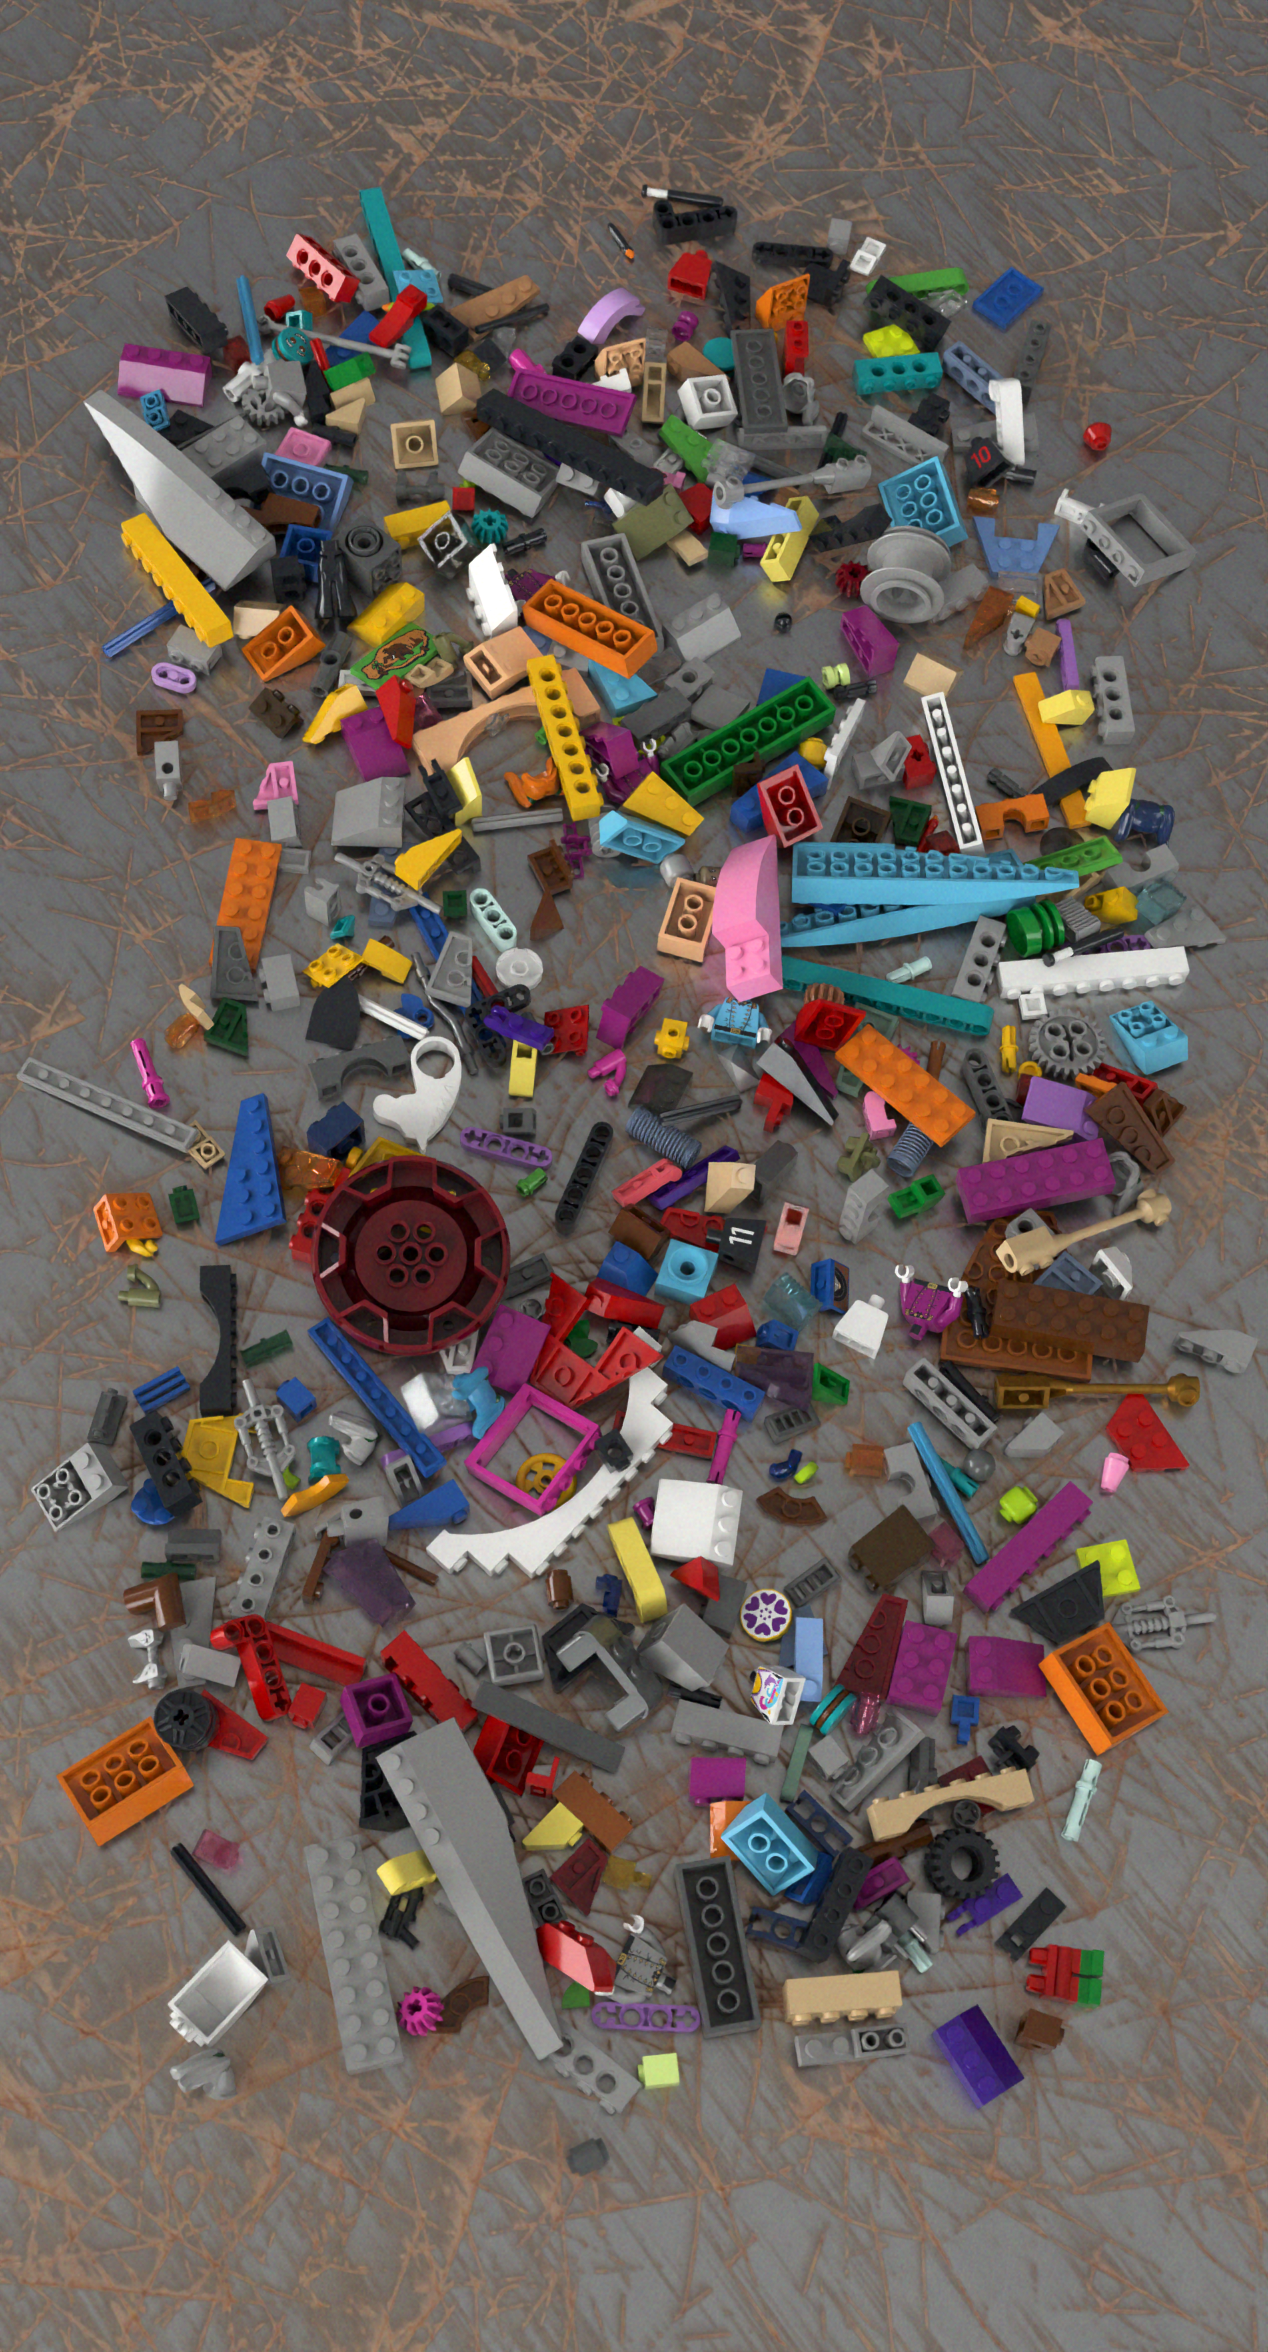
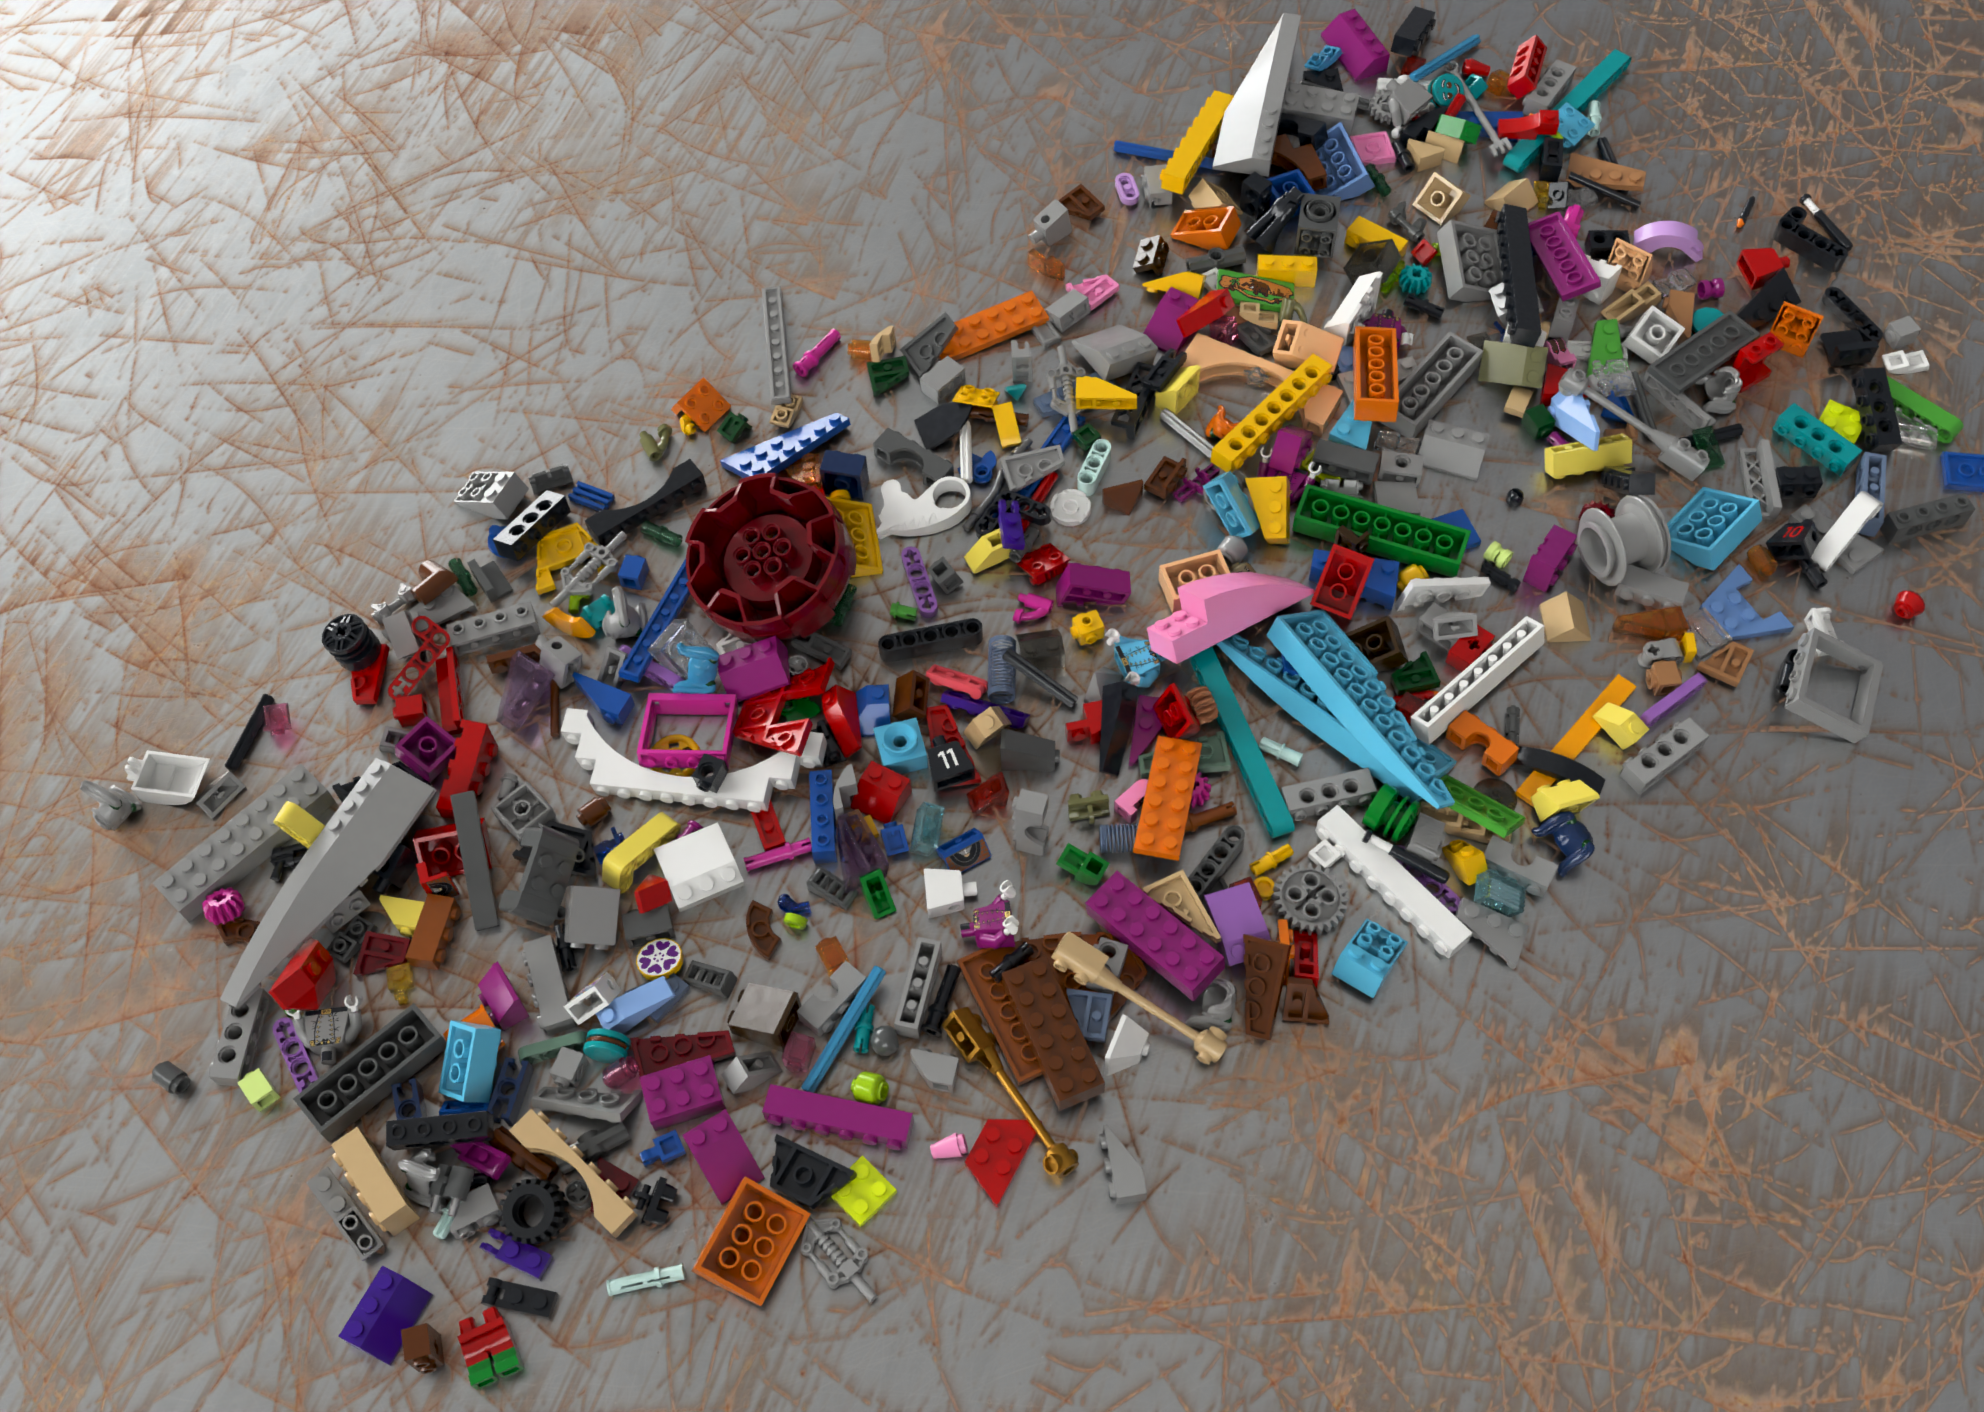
camera: 65 degrees right, 5 degrees down
(124, 1781) = (289, 640): orange slope -> none

